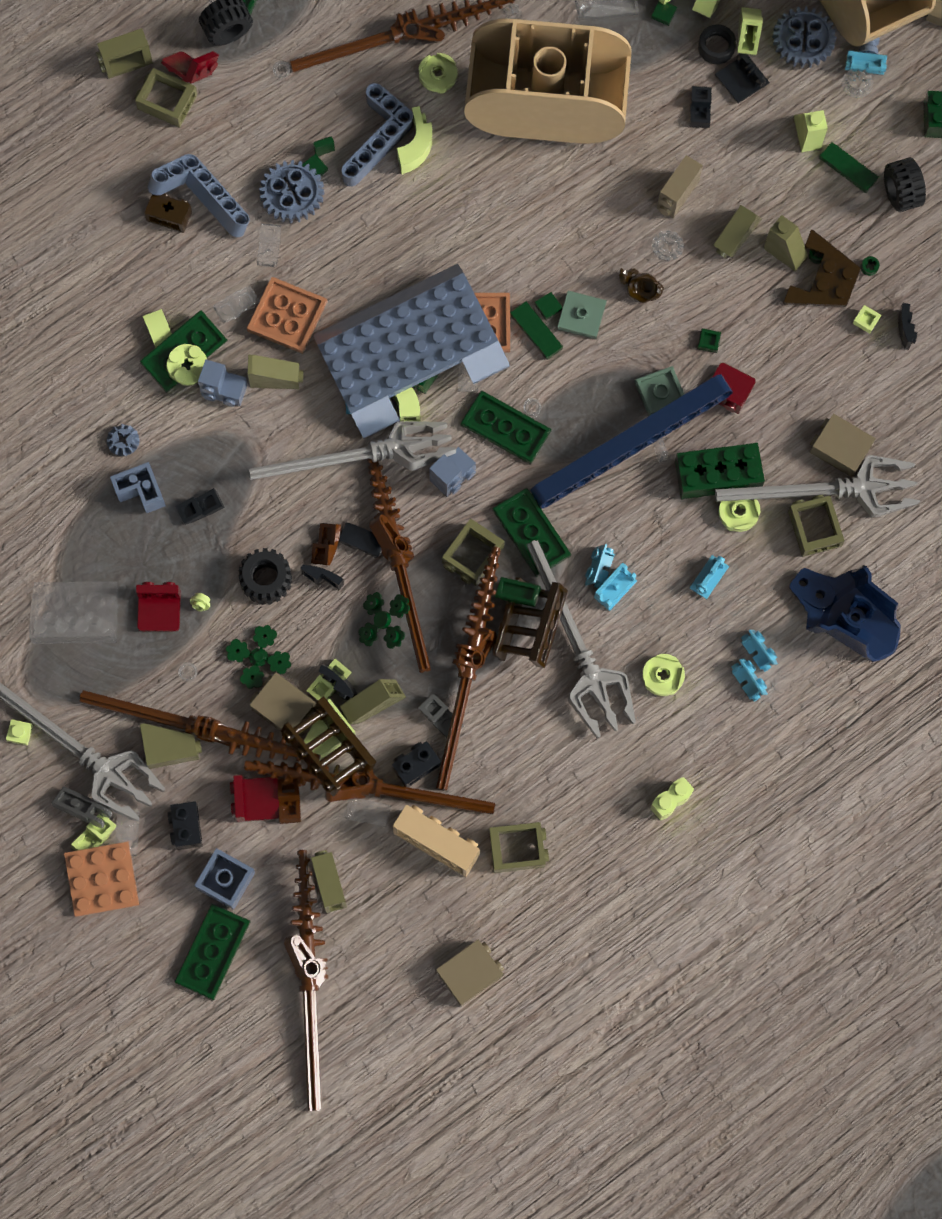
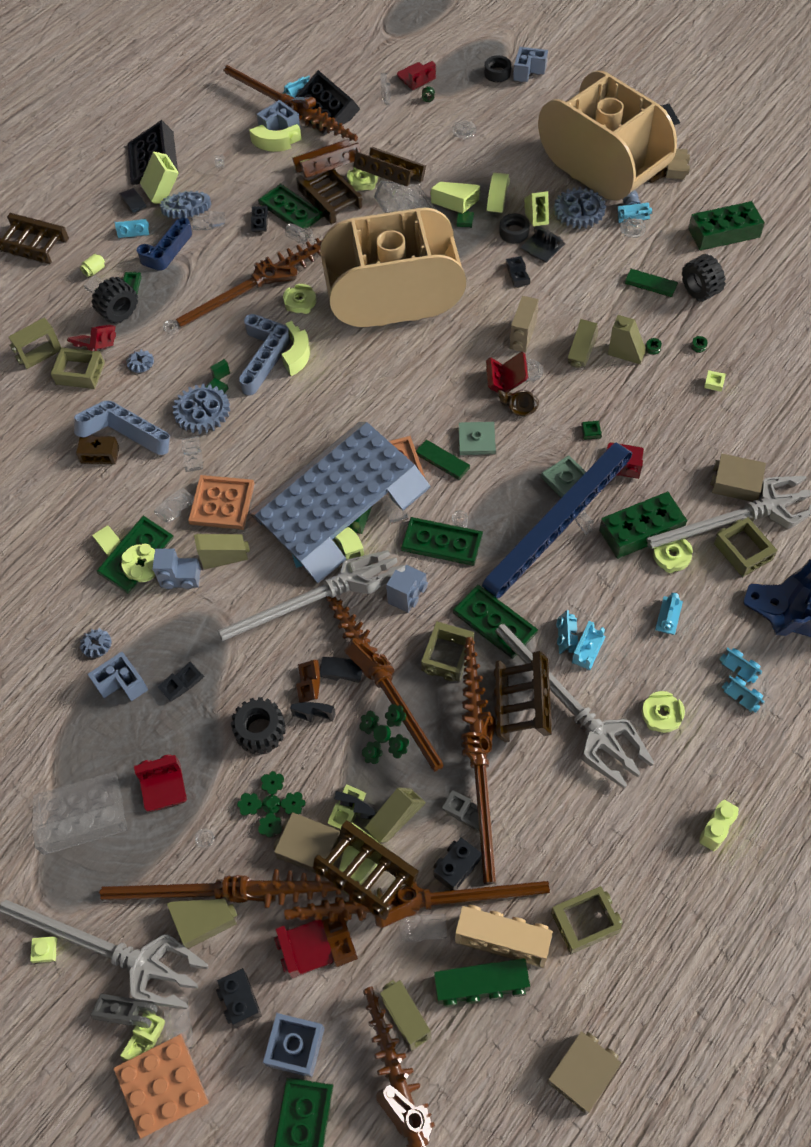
camera: 10 degrees left, 15 degrees down
(200, 602) = (201, 767): yellowish green plate -> none
(231, 112) = (135, 366): none -> sand blue gear
(405, 873) = (482, 981): none -> dark green brick
(518, 592) = (502, 672): dark green tile -> none
(548, 305) = (446, 438): dark green tile -> none
(638, 246) = (506, 375): none -> dark red bracket
(811, 130) = (612, 260): yellowish green slope -> none
(833, 279) = (675, 359): dark brown wing -> none
(906, 328) = (749, 379): black slope -> none

